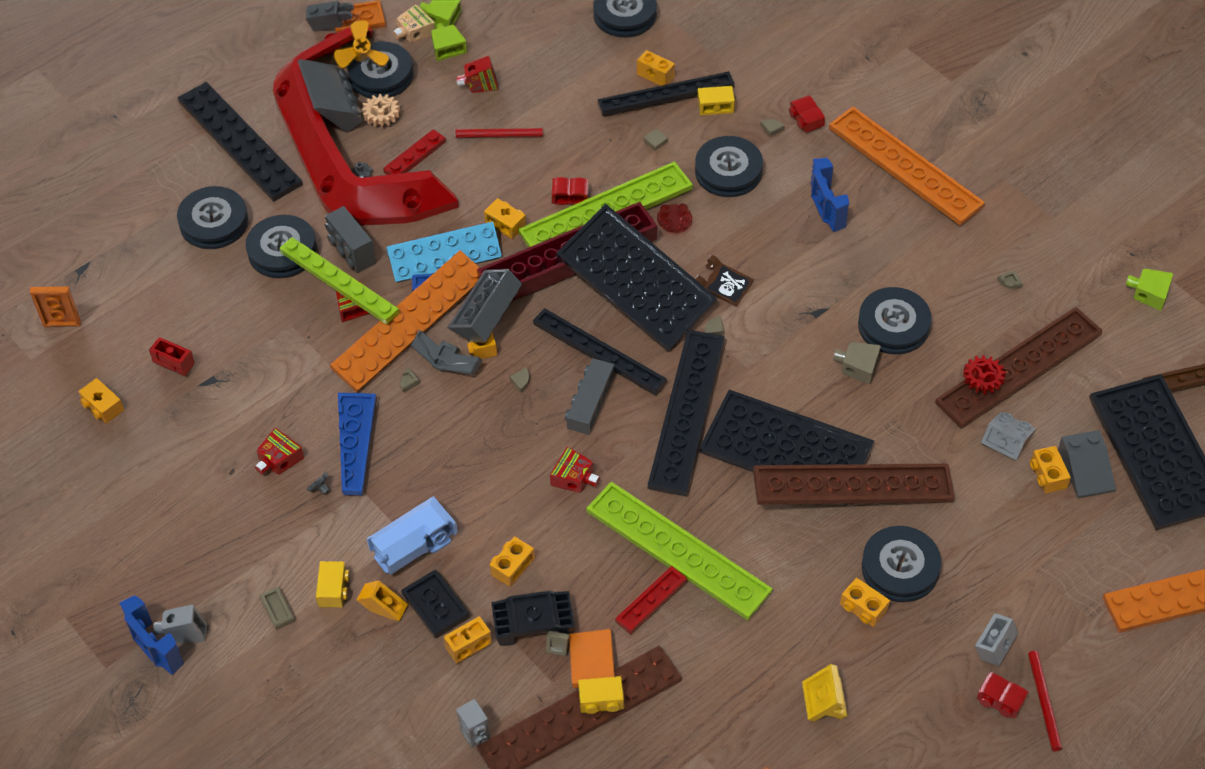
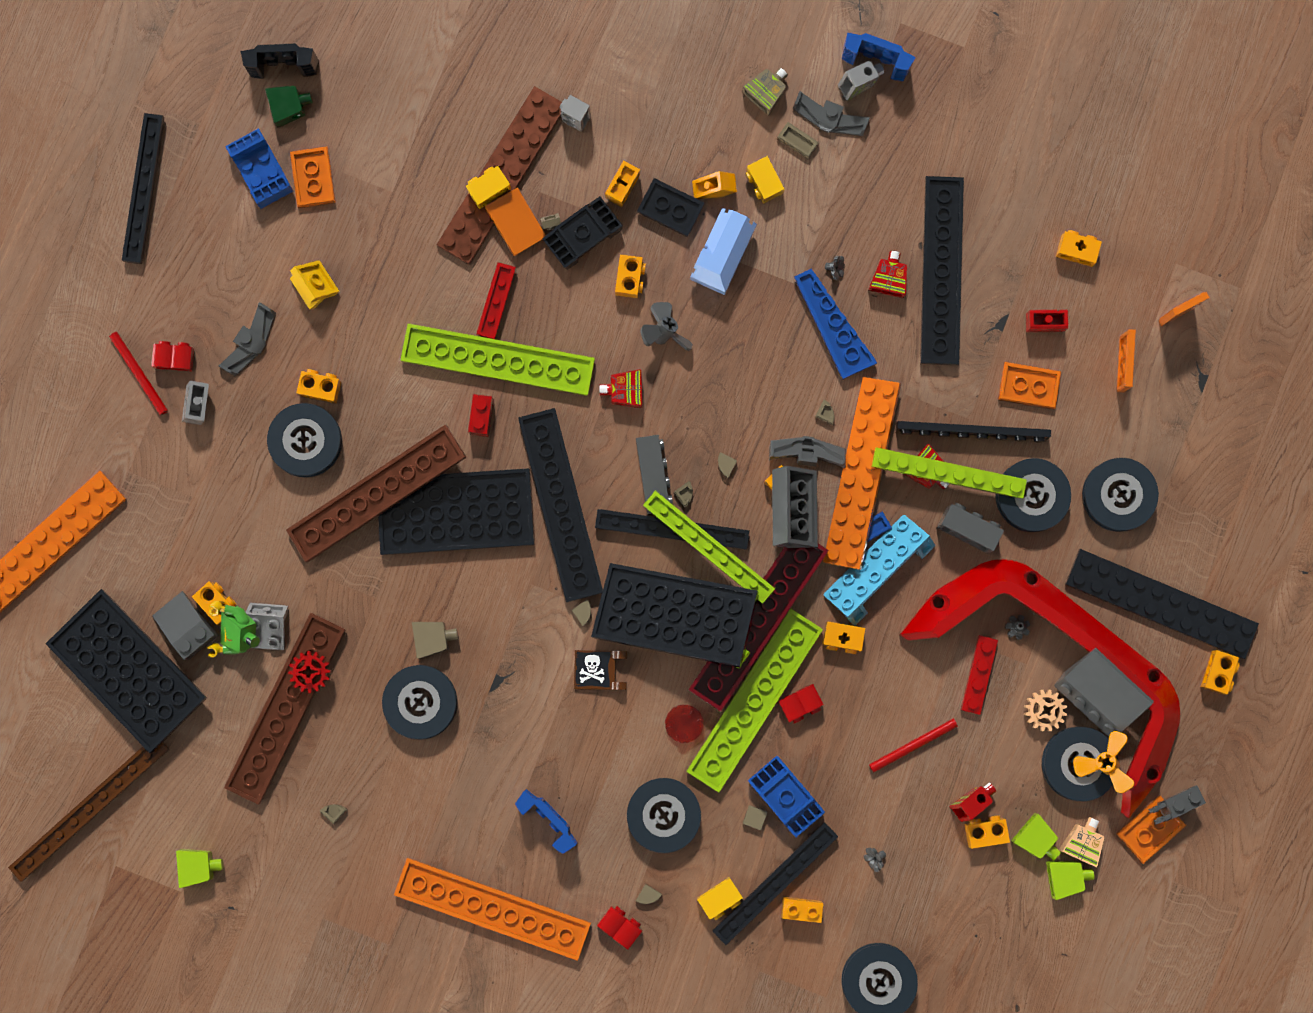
camera: 150 degrees right, 30 degrees up
(131, 297) = (1126, 361): none -> orange tile
(223, 325) = (1029, 385): none -> orange tile
(227, 441) = (942, 270): none -> black plate
(231, 80) = (1215, 670): none -> light orange brick
(232, 613) = (829, 117): none -> dark grey plate
(274, 663) = (766, 89): none -> dark tan torso
(294, 310) = (964, 431): none -> black plate
(476, 51) = (987, 837): none -> light orange brick
(507, 501) = (664, 328): none -> dark grey piece
(571, 375) = (684, 493): none -> dark tan tile
(577, 77) = (875, 858): none -> dark grey plant
(577, 312) = (708, 546): none -> lime plate
(622, 138) = (786, 796): none -> blue plate
(720, 508) = (480, 415): none -> red brick
(915, 677) = (250, 341): none -> dark grey plate
(1040, 430) = (237, 630): none -> bright green torso

